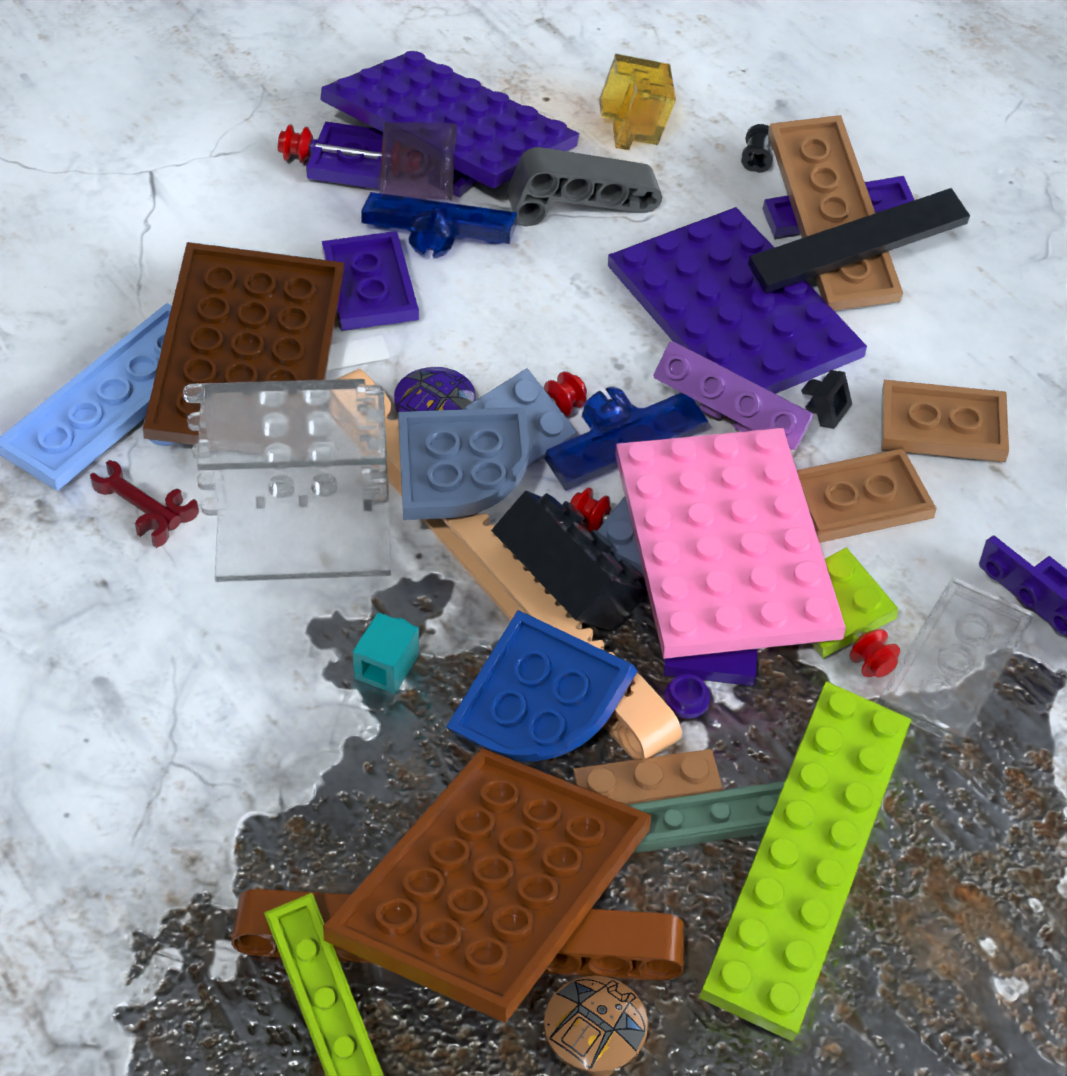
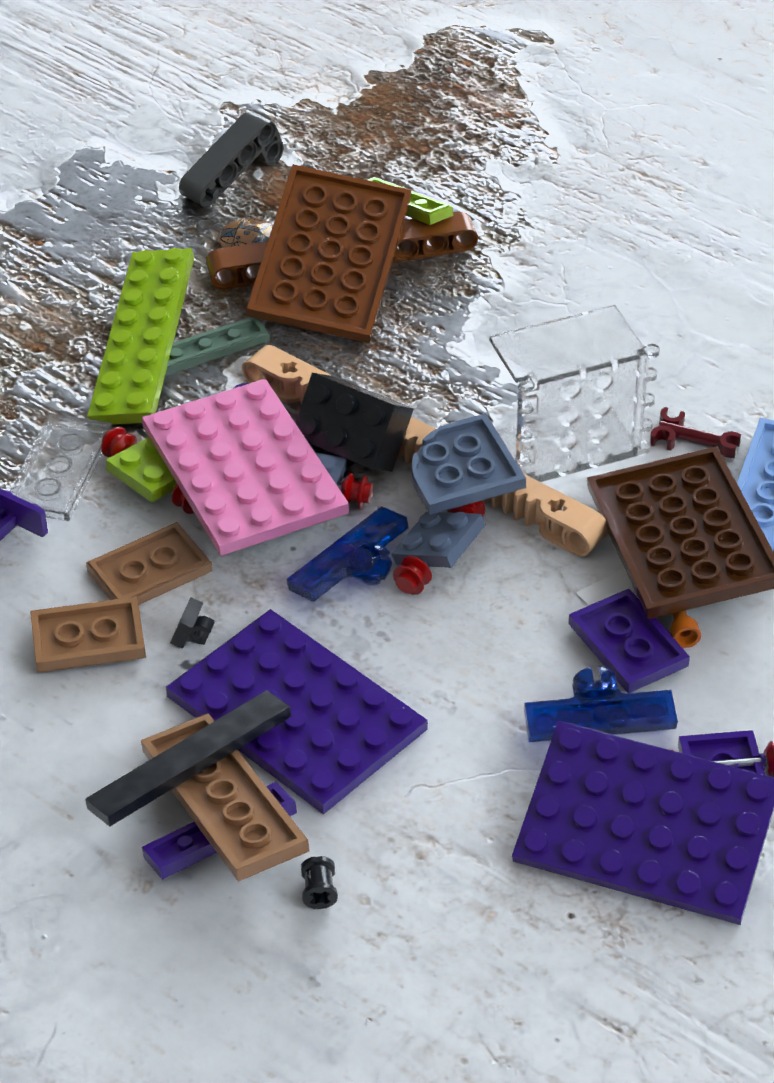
camera: 165 degrees right, 5 degrees down
(386, 652) = (459, 370): teal brick -> none
(418, 160) = (645, 736): clear purple tile -> none
(433, 390) = (519, 559): dish -> none
(540, 693) = (340, 353): blue plate -> none
(579, 179) = (474, 767): dark grey beam -> none
(638, 98) = (462, 883): clear yellow plate -> none
(652, 778) = (229, 358): medium nougat plate -> none
(730, 394) = (269, 591): medium lavender bracket -> none

